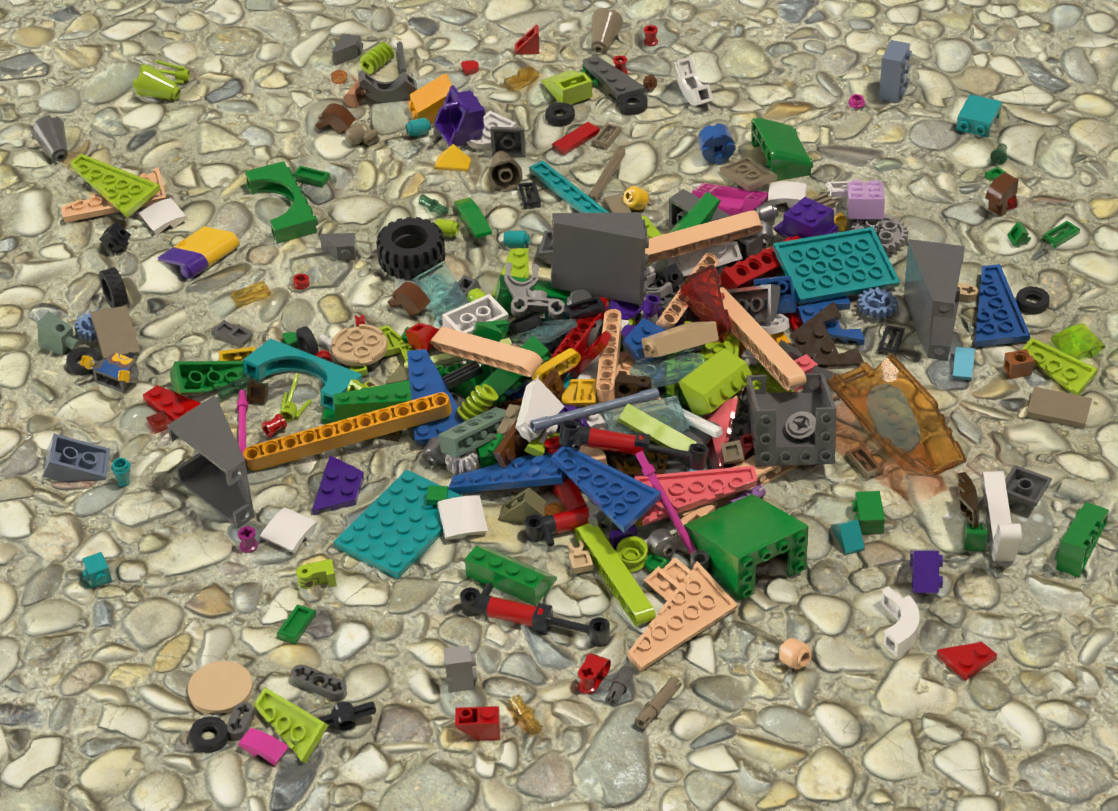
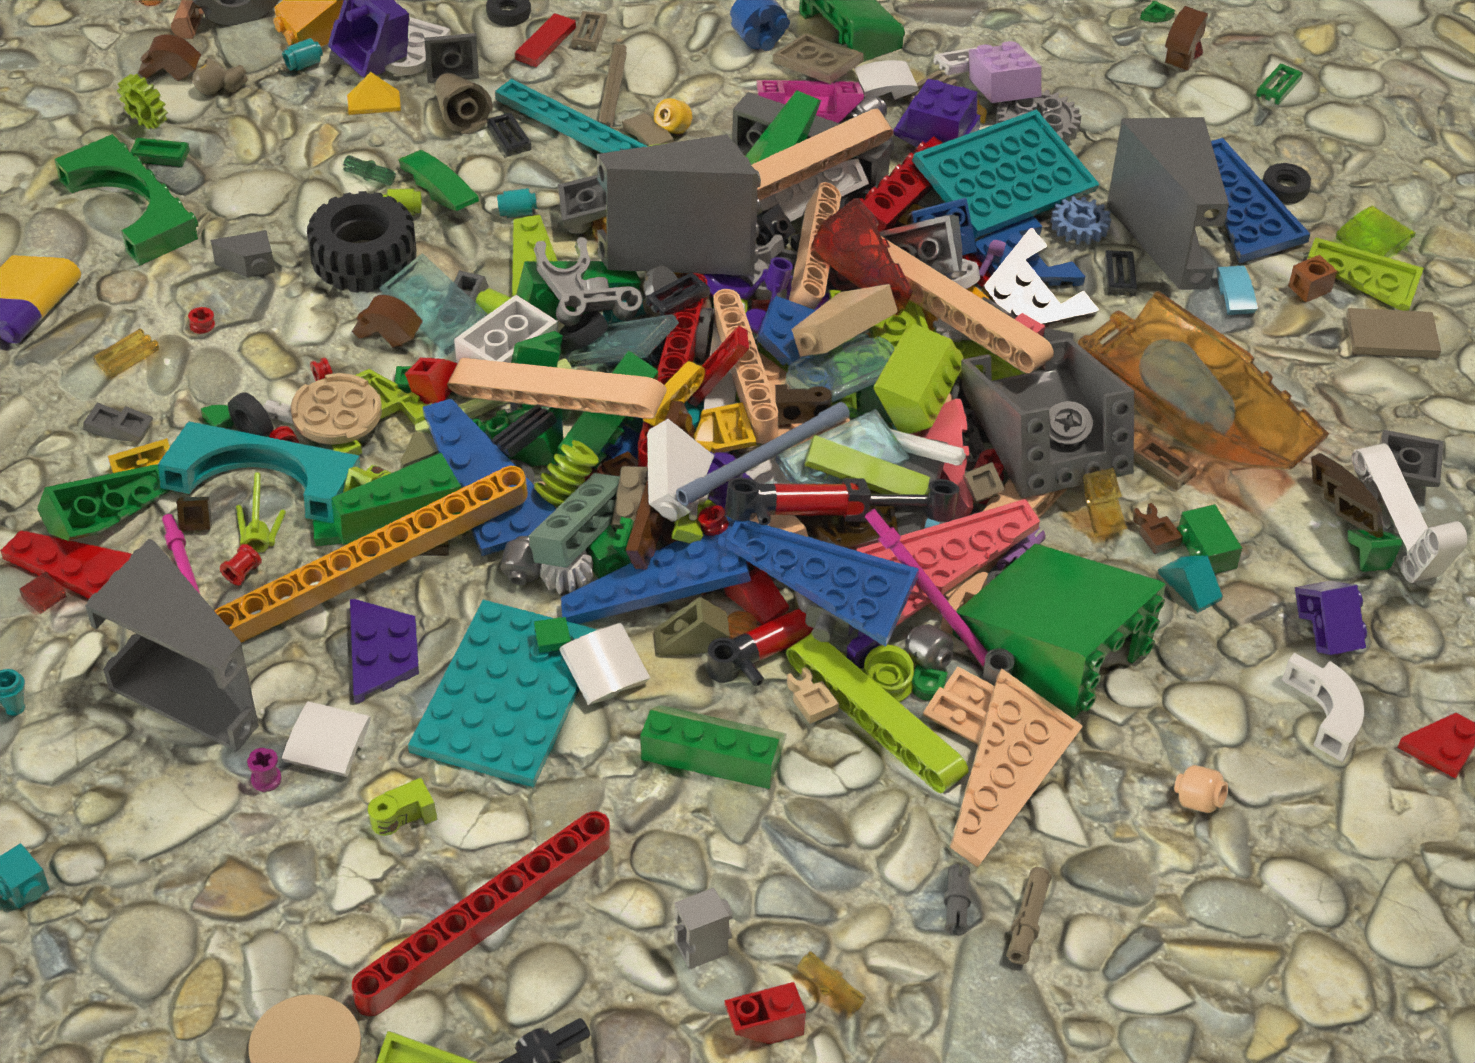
camera: 20 degrees left, 5 degrees up
(233, 387) = (152, 511): clear green axle -> none
(296, 624) = (395, 902): green tile -> none
(308, 143) = (142, 101): none -> lime gear
(324, 689) = (462, 987): dark grey beam -> none
(342, 637) = (478, 925): none -> red beam
(538, 617) = (683, 804): black piece -> none
(593, 672) = (909, 888): red piece -> none
(806, 312) = (995, 248): none -> medium lavender hand
(808, 478) = (1102, 502): none -> clear yellow slope
(839, 502) = (1157, 532): none -> reddish brown plate
(1018, 235) = (1227, 92): green tile -> none

